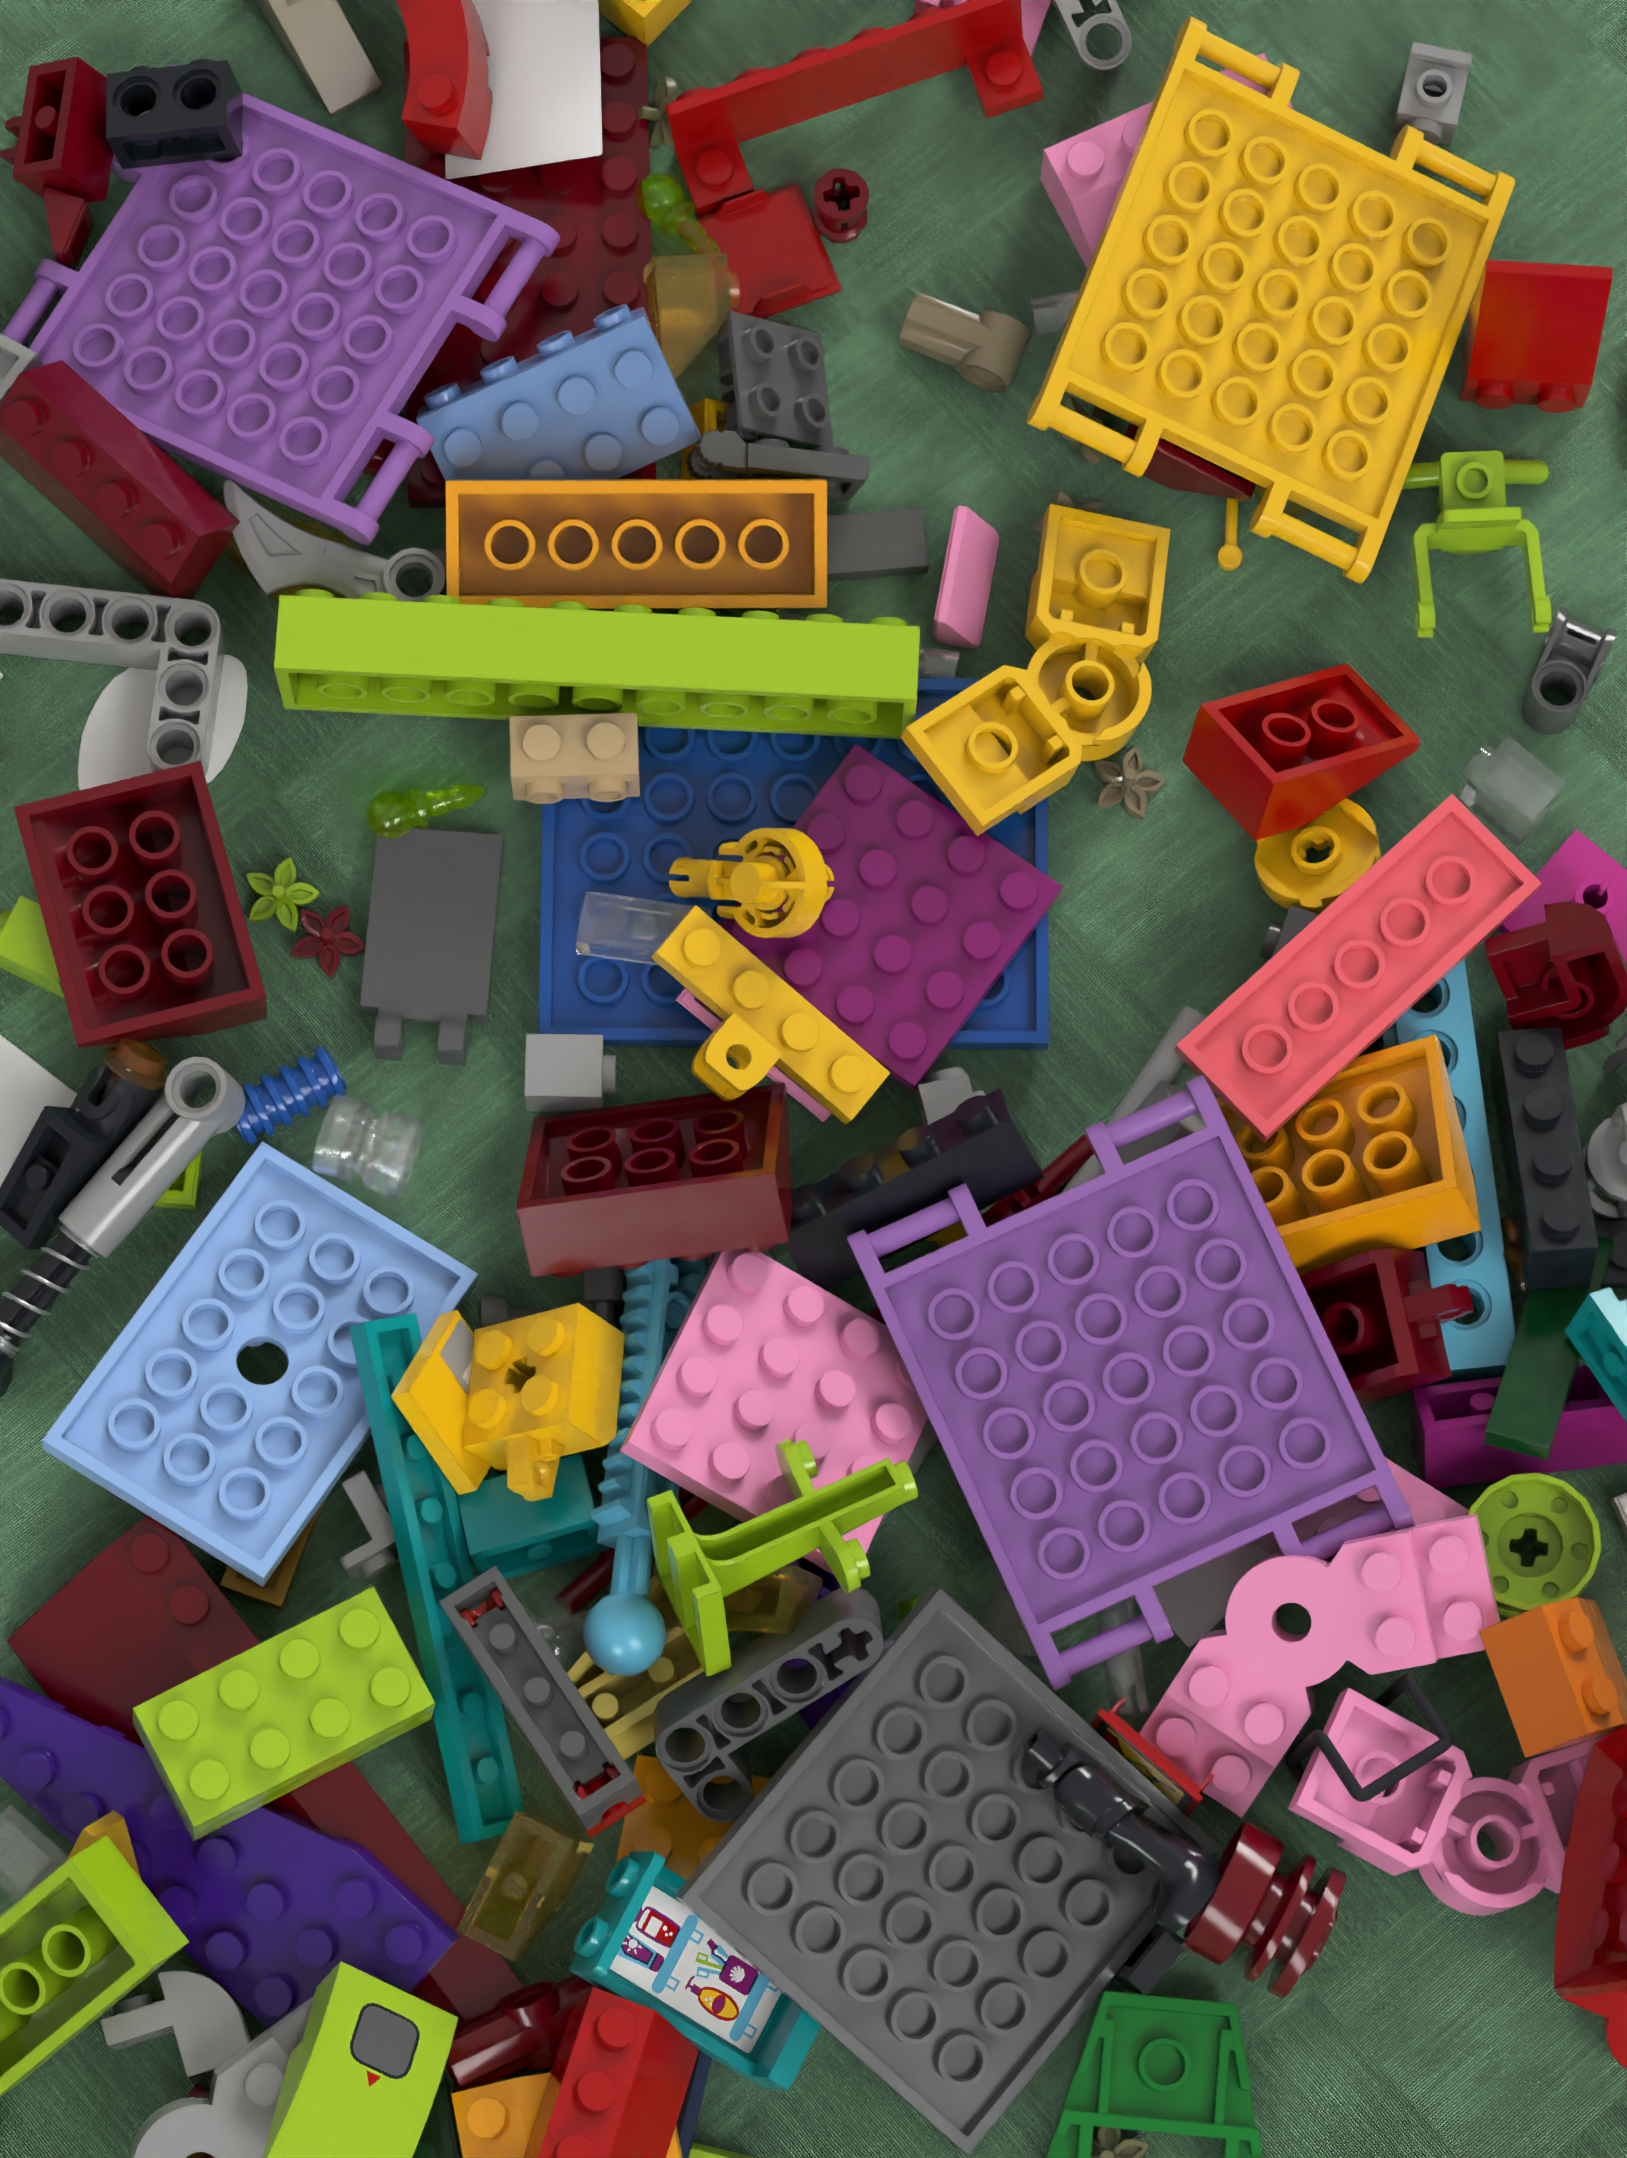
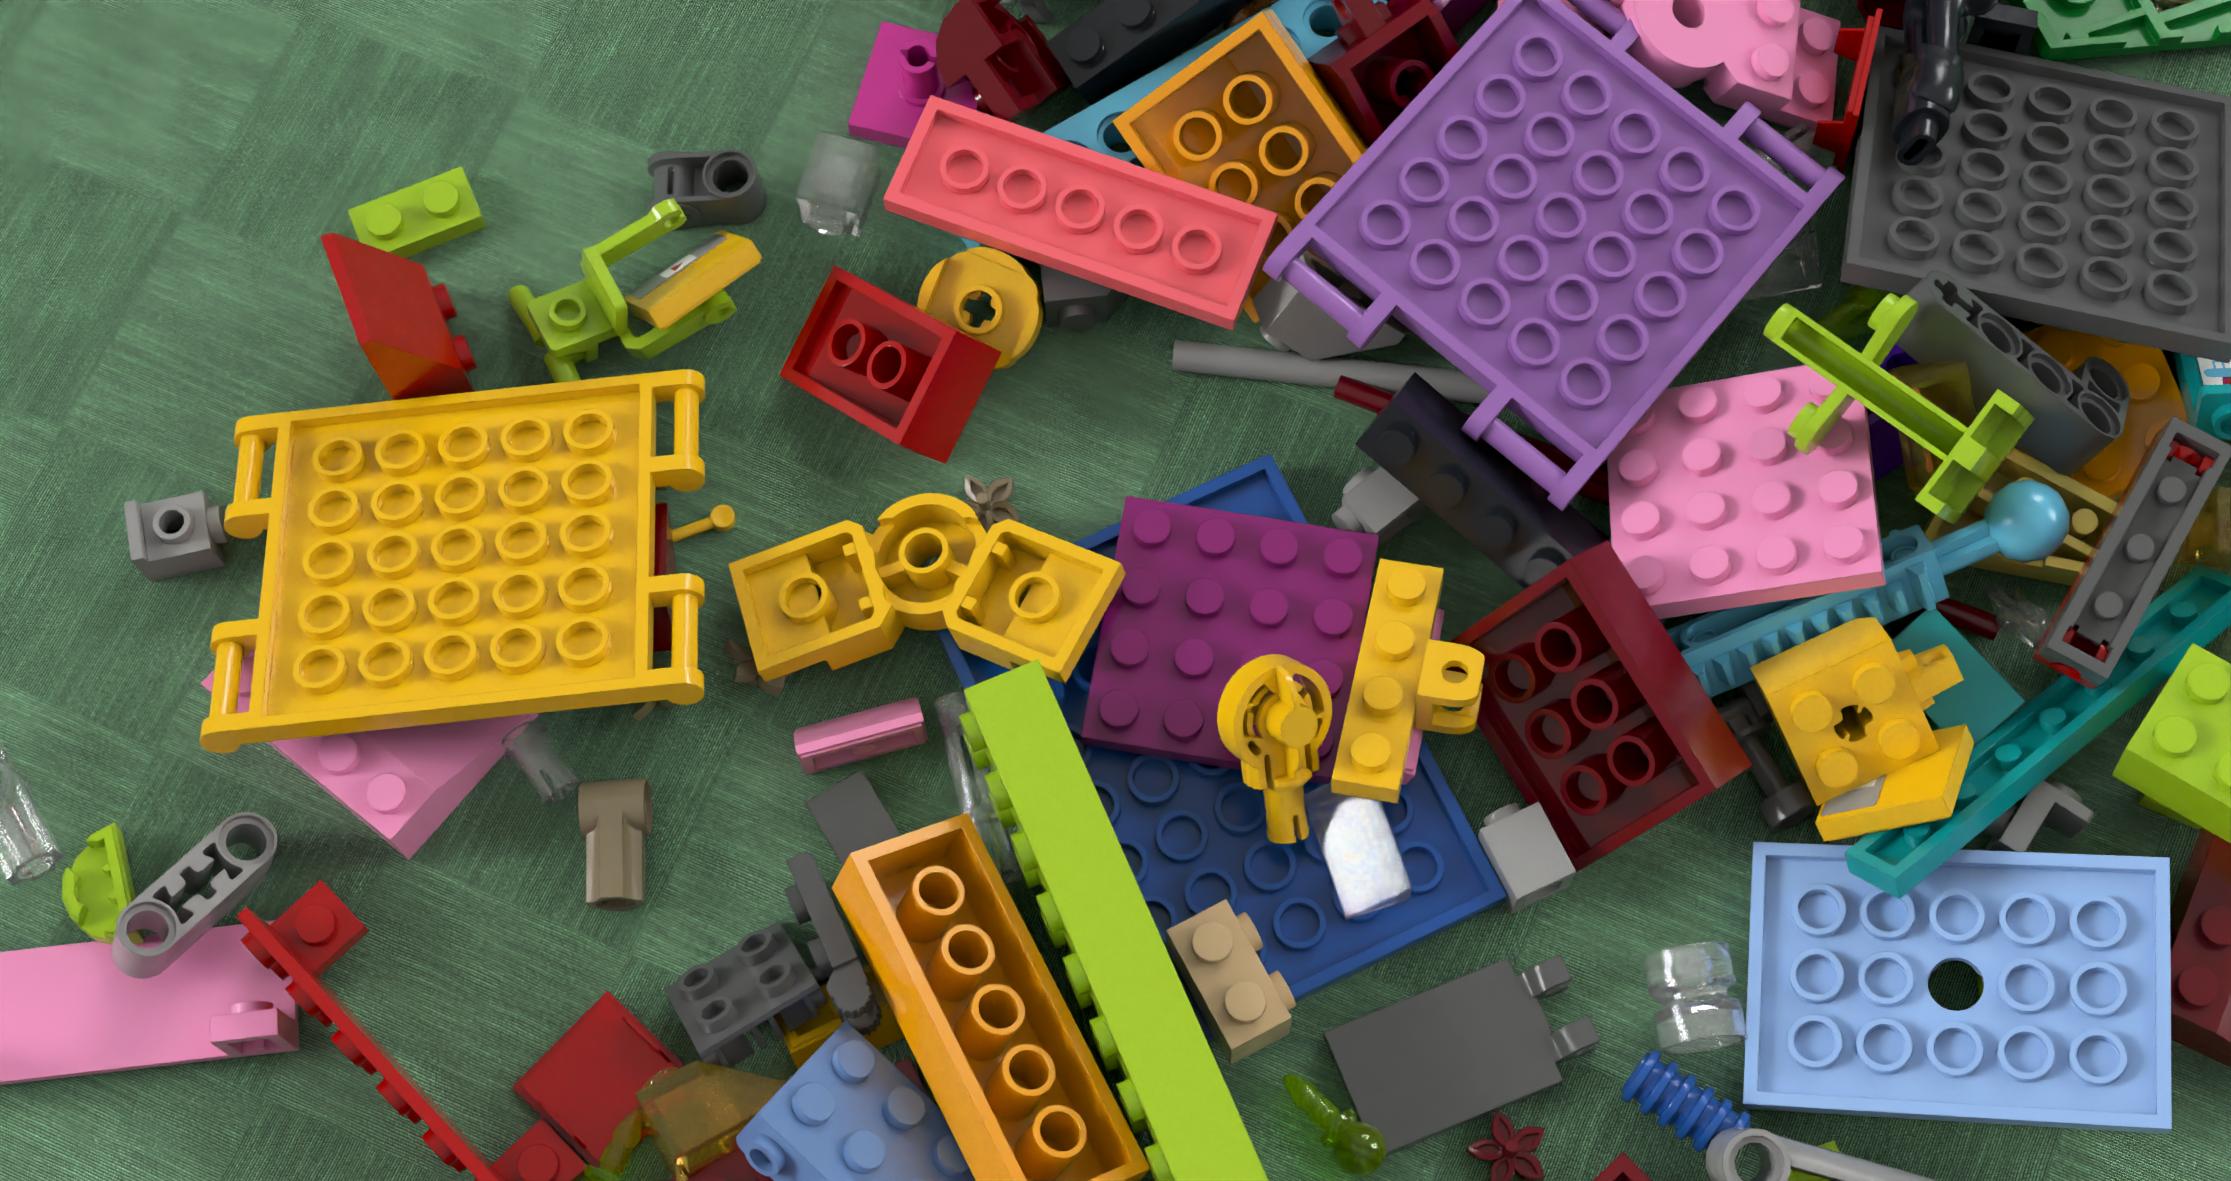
camera: 110 degrees left, 5 degrees down
(852, 193) = (506, 1026): dark red bush -> none
(1466, 610) = (693, 279): none -> yellow tile

